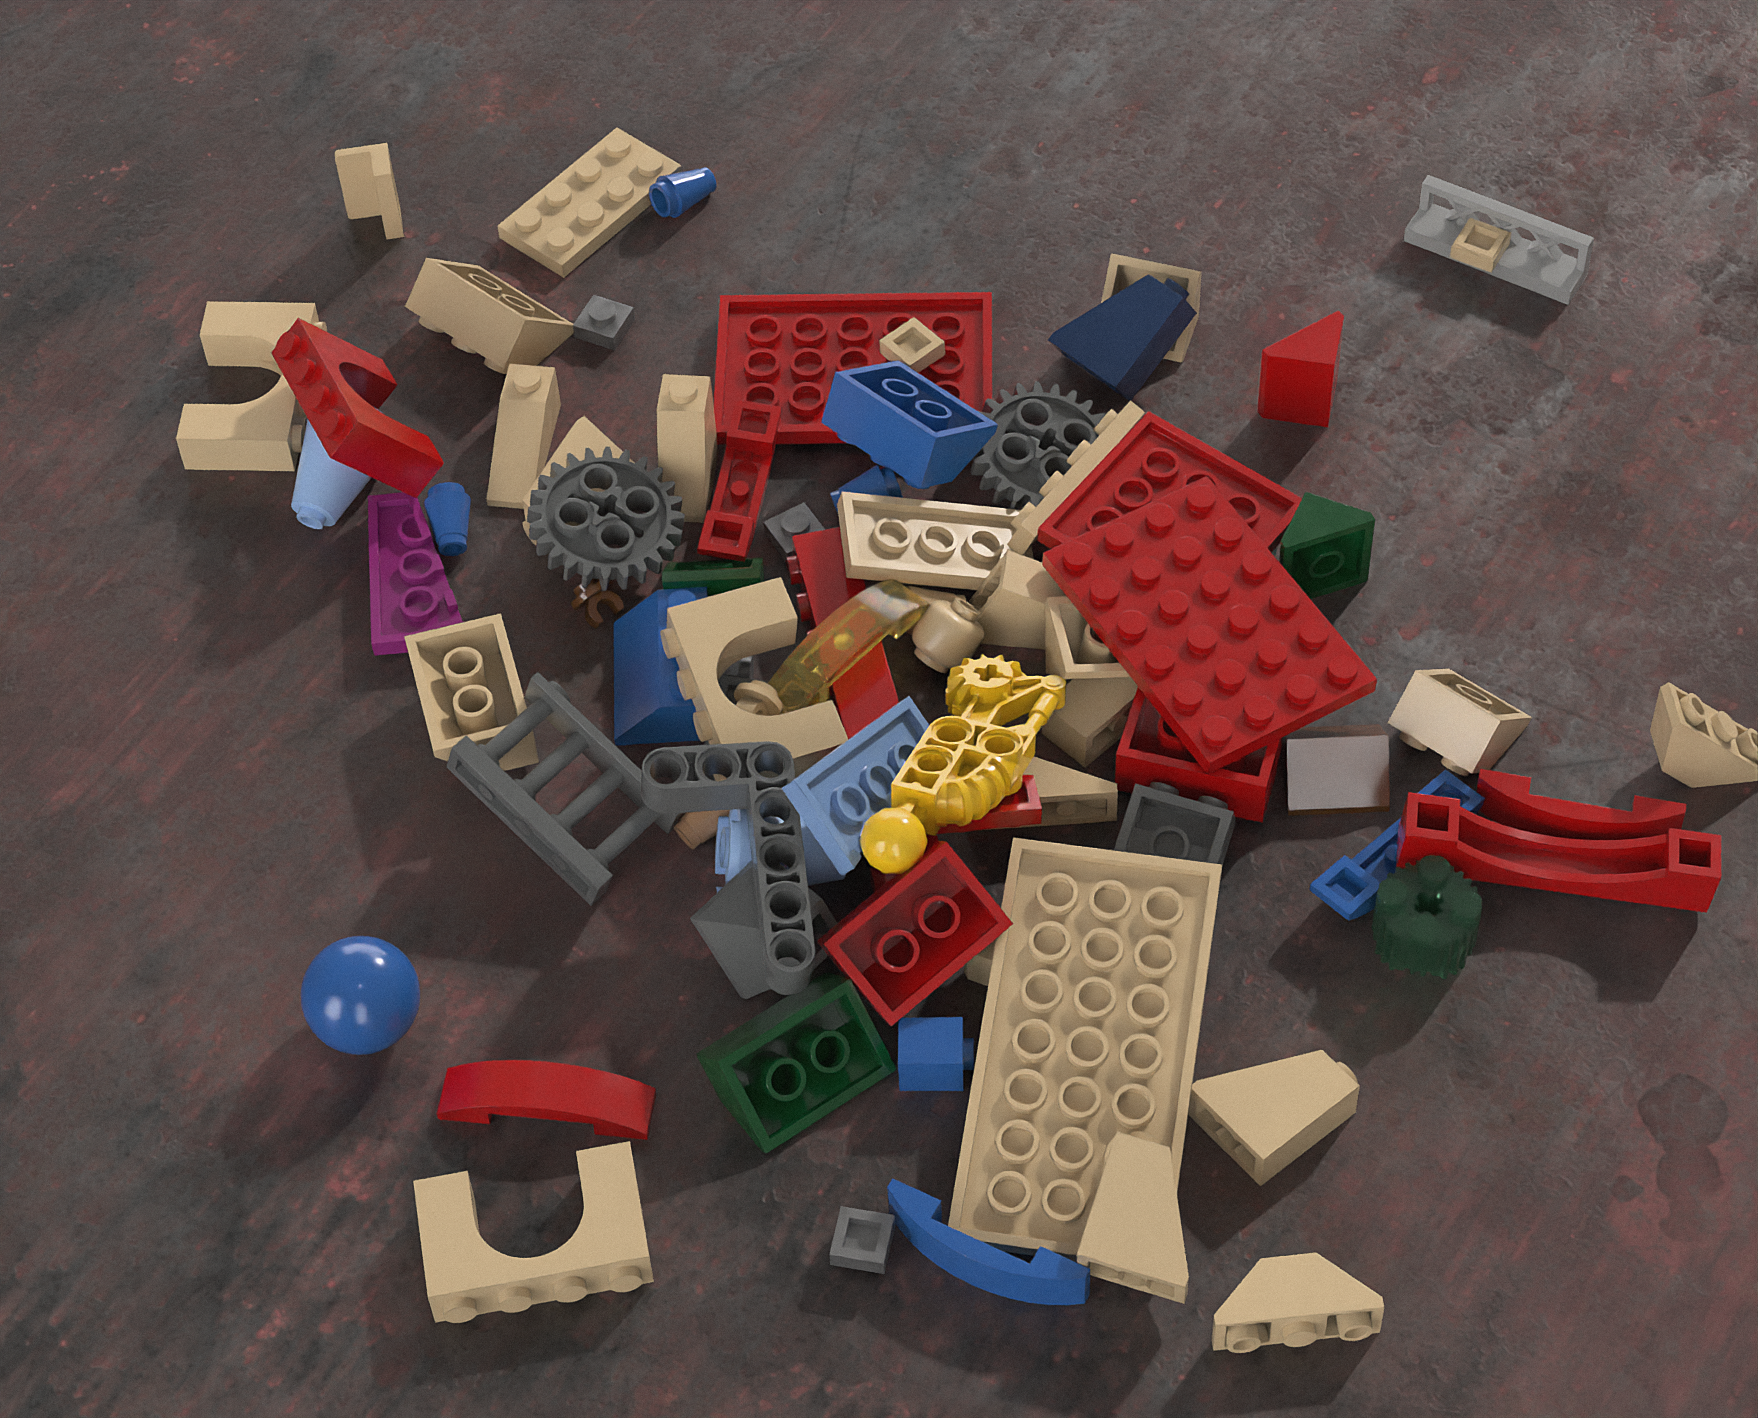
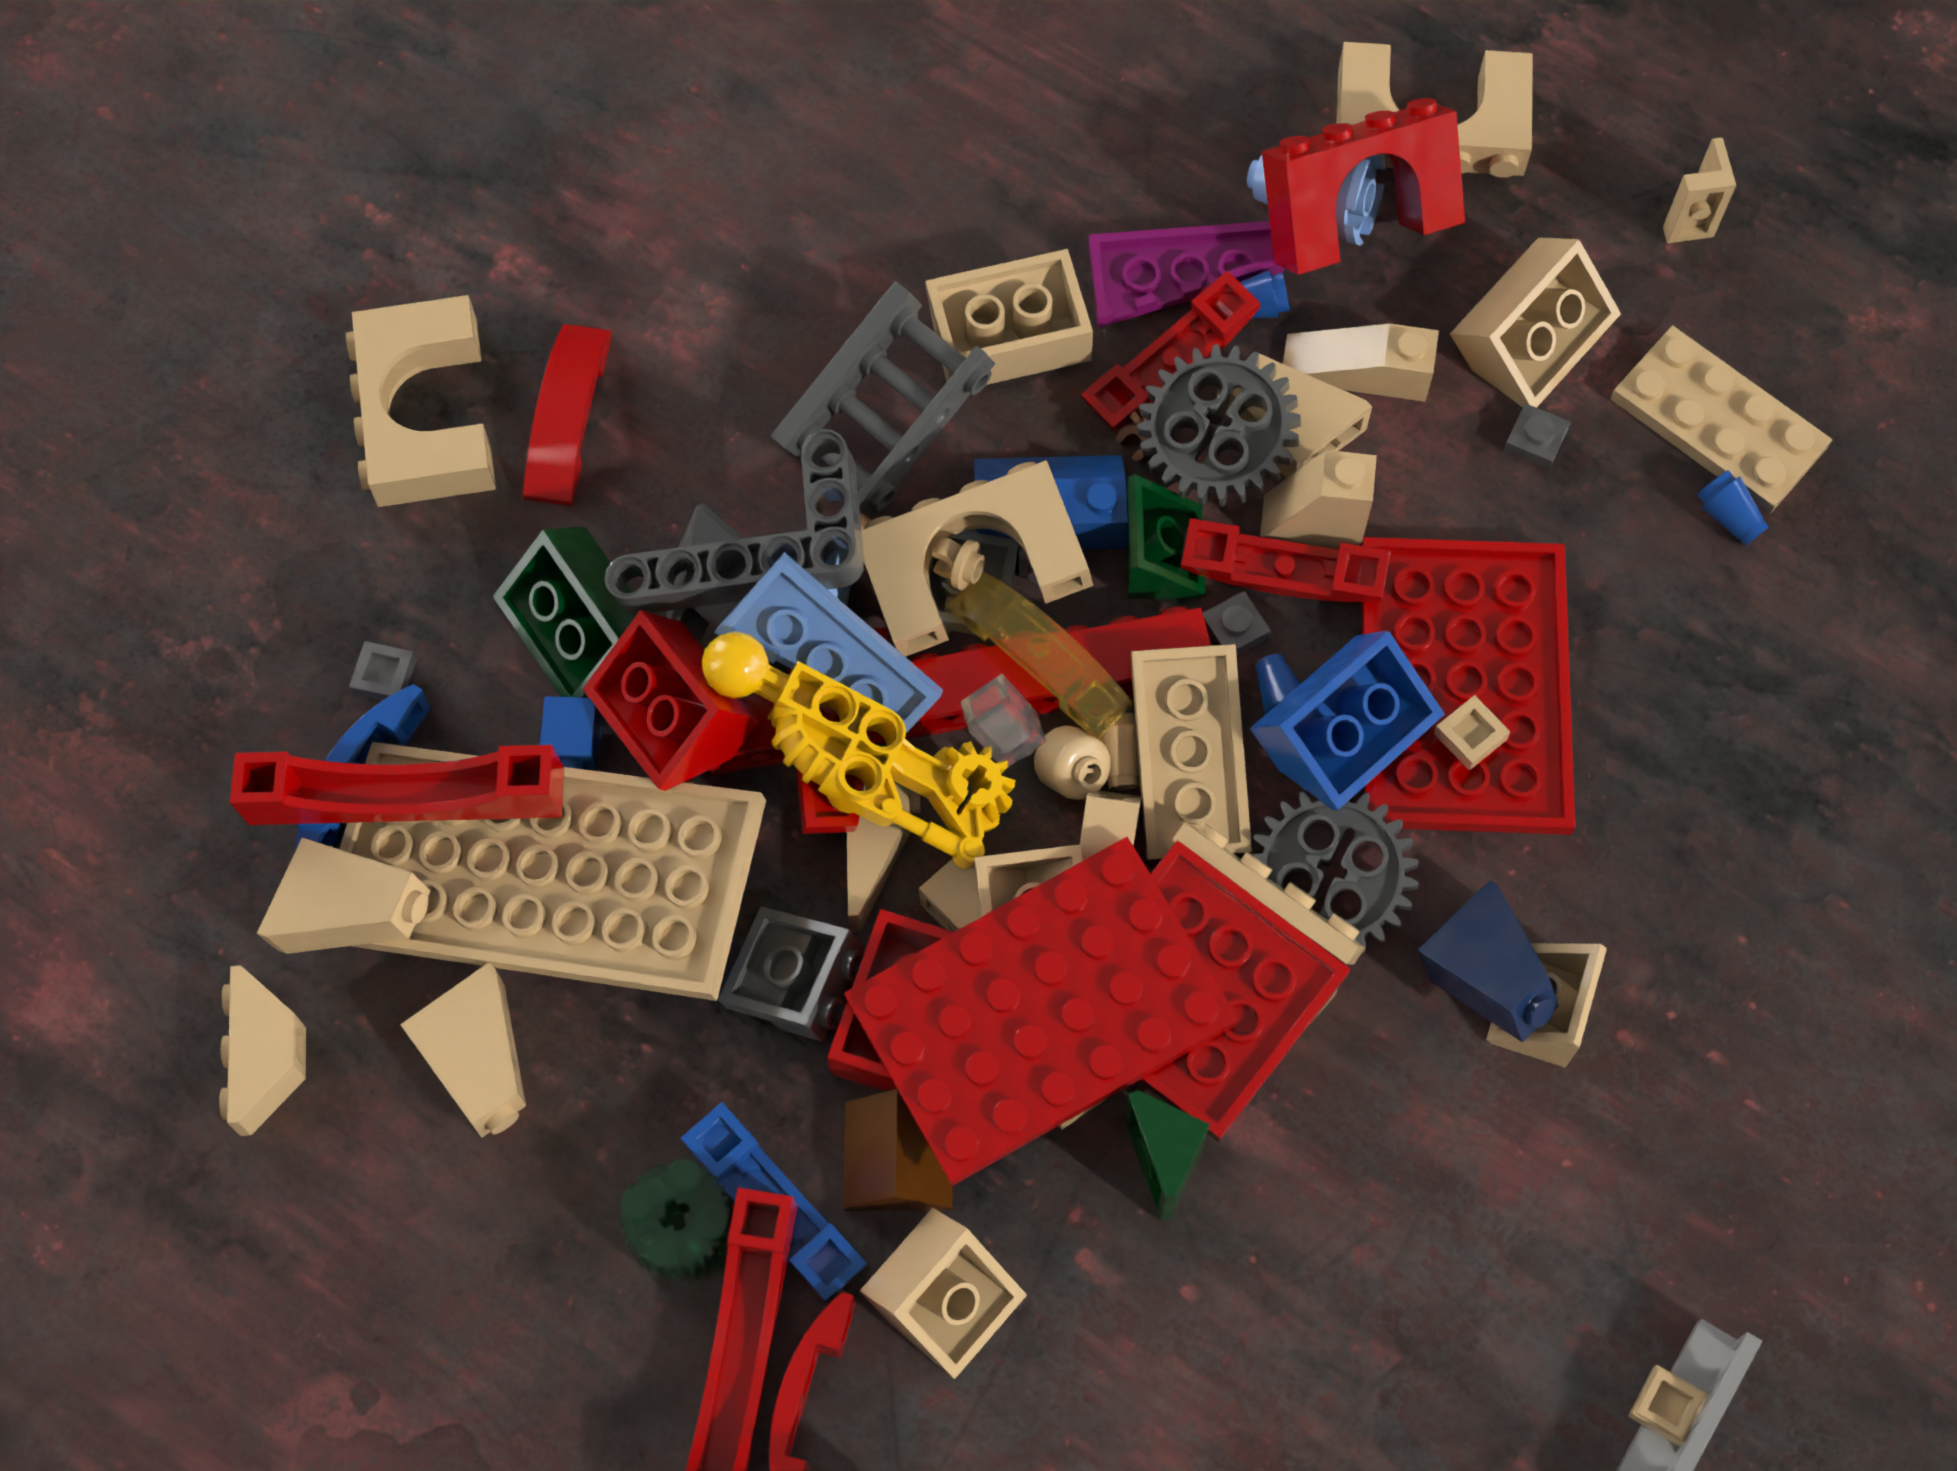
camera: 90 degrees right, 15 degrees up
(360, 995) = (664, 241): blue piece -> none
(505, 578) = (1214, 319): none -> red slope
(915, 672) = (1004, 720): none -> clear brick
(1021, 1157) = (299, 790): none -> red arch
(1302, 374) = (1436, 1167): red slope -> none

